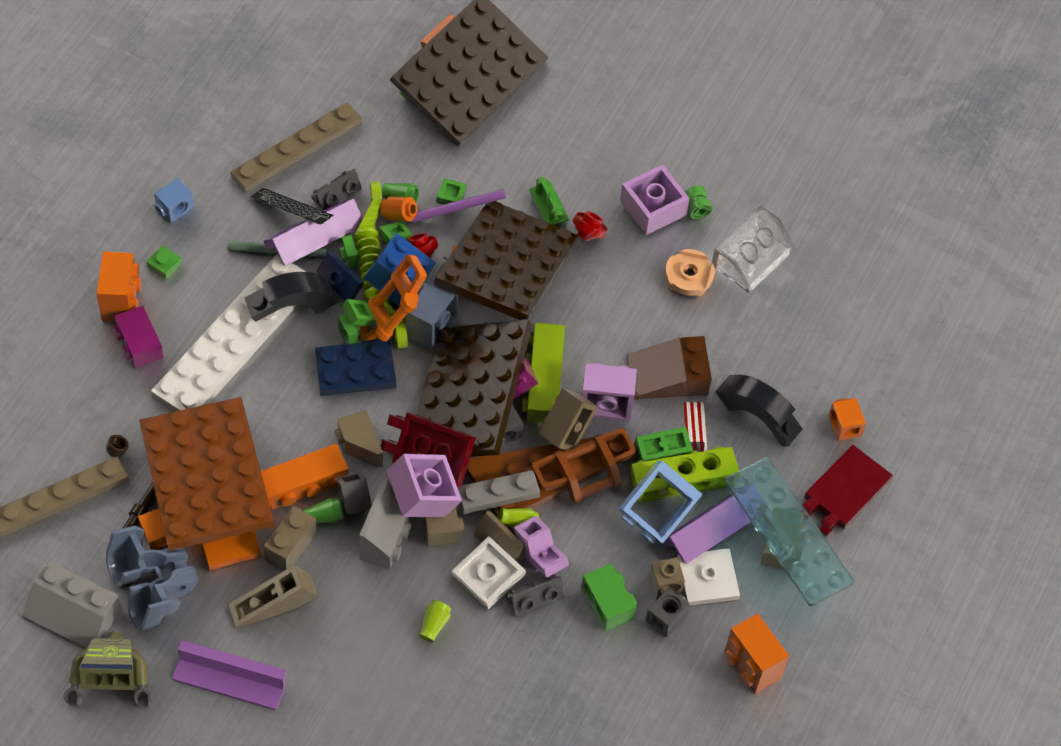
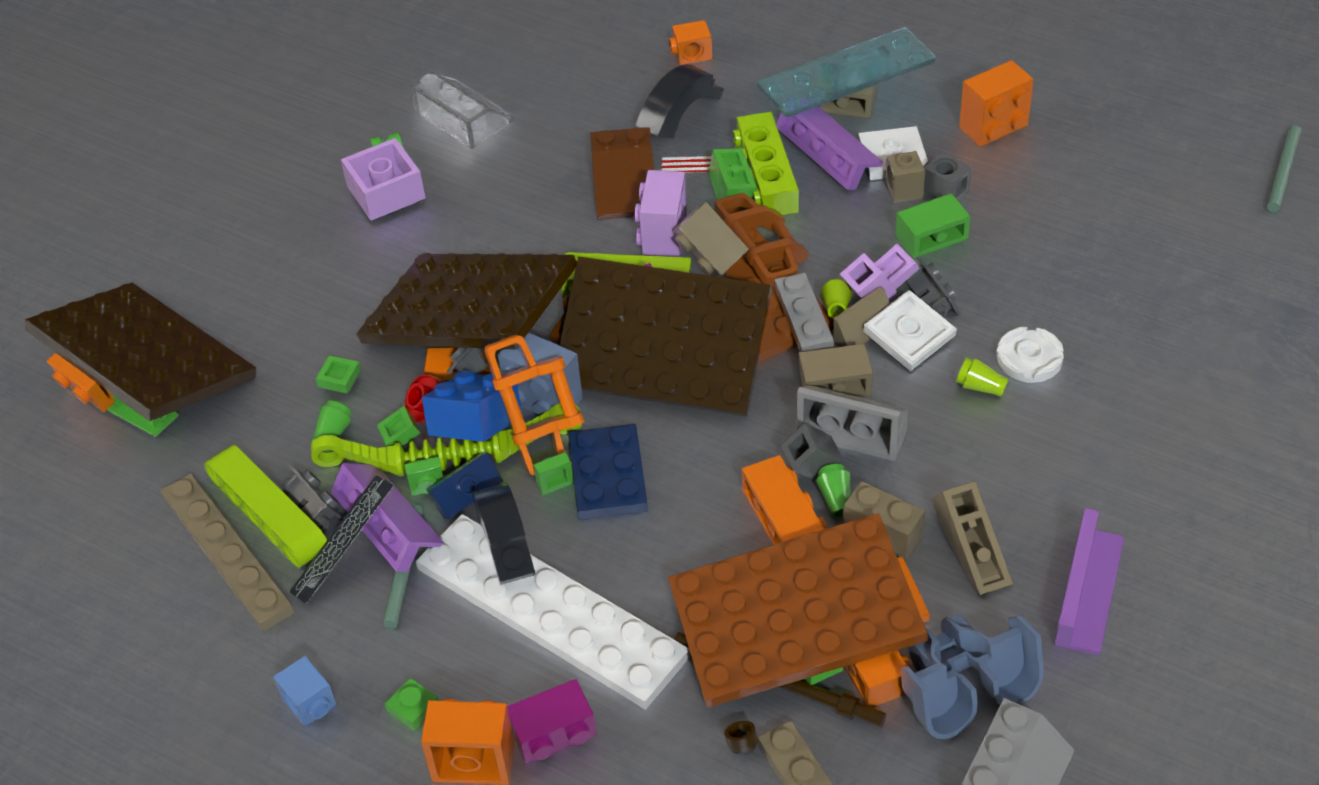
camera: 80 degrees left, 10 degrees down
(108, 665) = (1107, 716): olive torso -> none
(330, 162) = (266, 505): none -> lime beam
(358, 312) = (539, 447): bright green plate -> none
(359, 438) = (722, 454): dark tan slope -> none
(398, 208) = (361, 420): orange brick -> none
(424, 485) = (823, 354): lavender brick -> none
(430, 438) = (751, 369): dark red tile -> none
(459, 205) = (364, 363): medium lavender bar -> none
(464, 662) = (1030, 354): none -> white tile
(548, 202) = (355, 284): bright green hinge -> none
(589, 225) = (411, 239): red plate -> none
(679, 484) = (816, 169): light blue window -> none
(685, 284) = (494, 171): light nougat plate -> none
(846, 489) = (771, 47): dark red tile -> none

